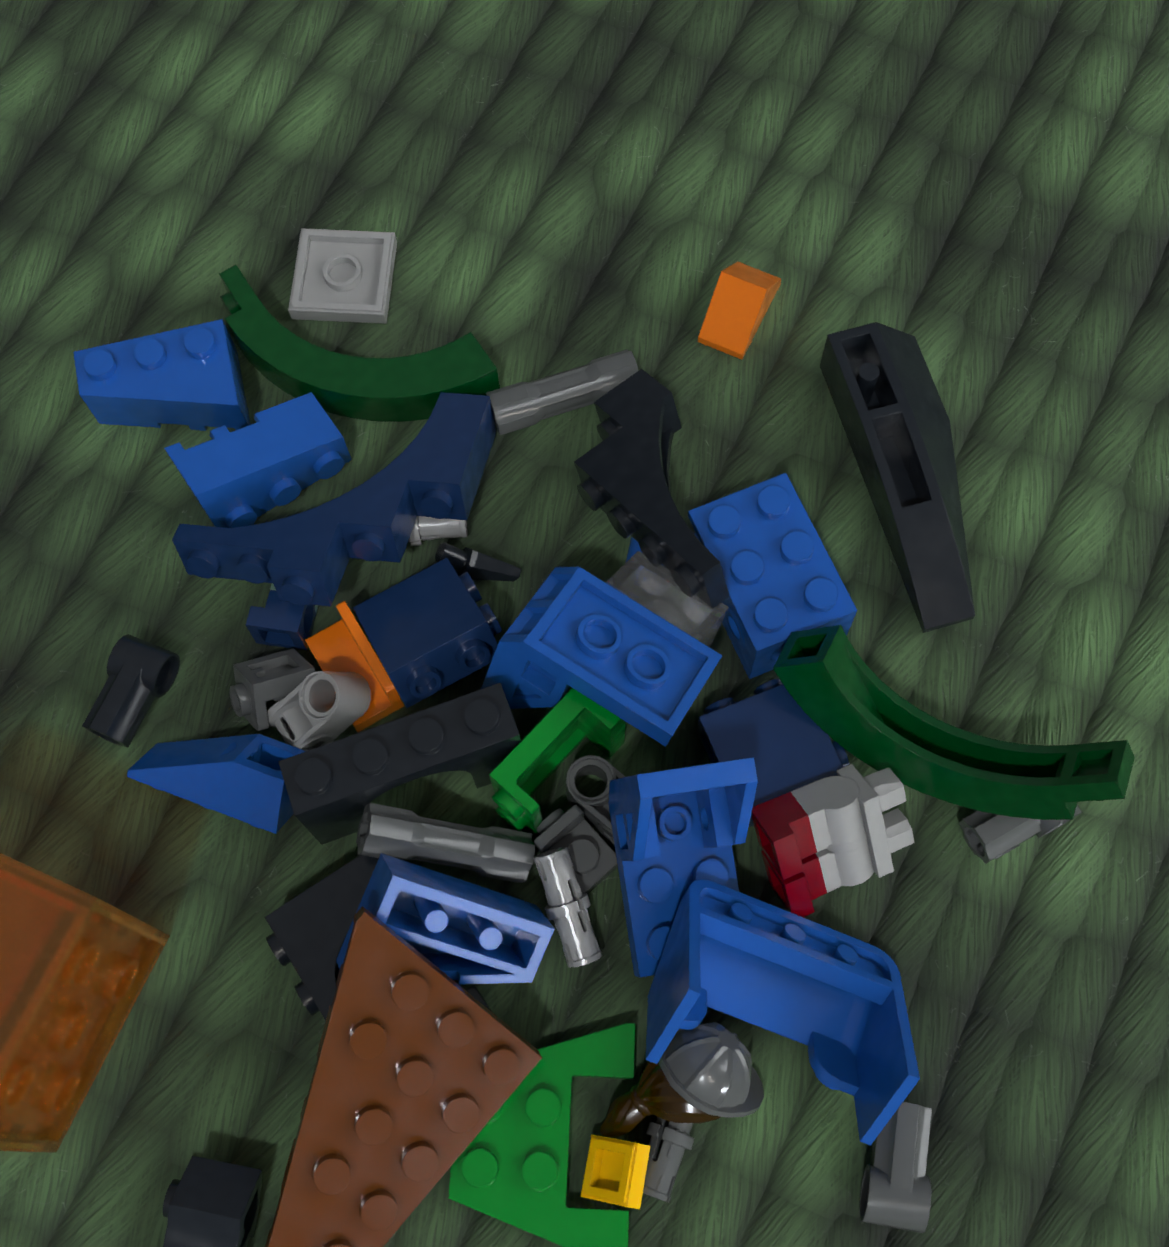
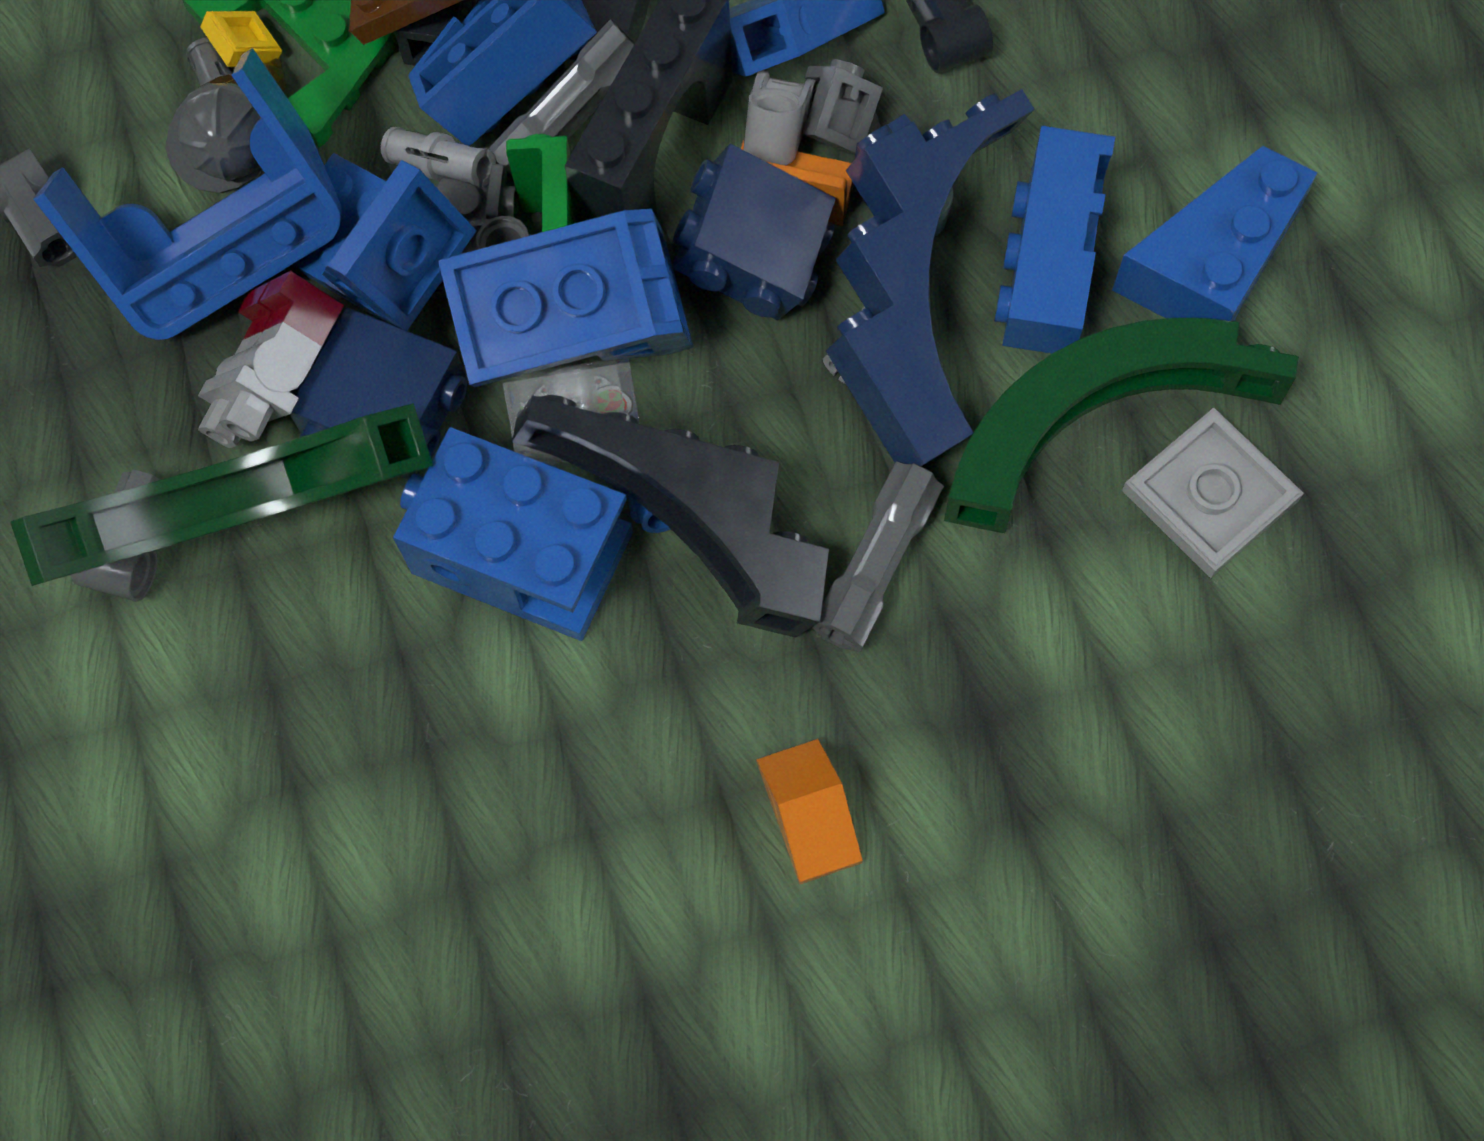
camera: 135 degrees right, 0 degrees up
(477, 564) = (790, 345): black bar -> none
(906, 463) = (497, 780): black wedge -> none

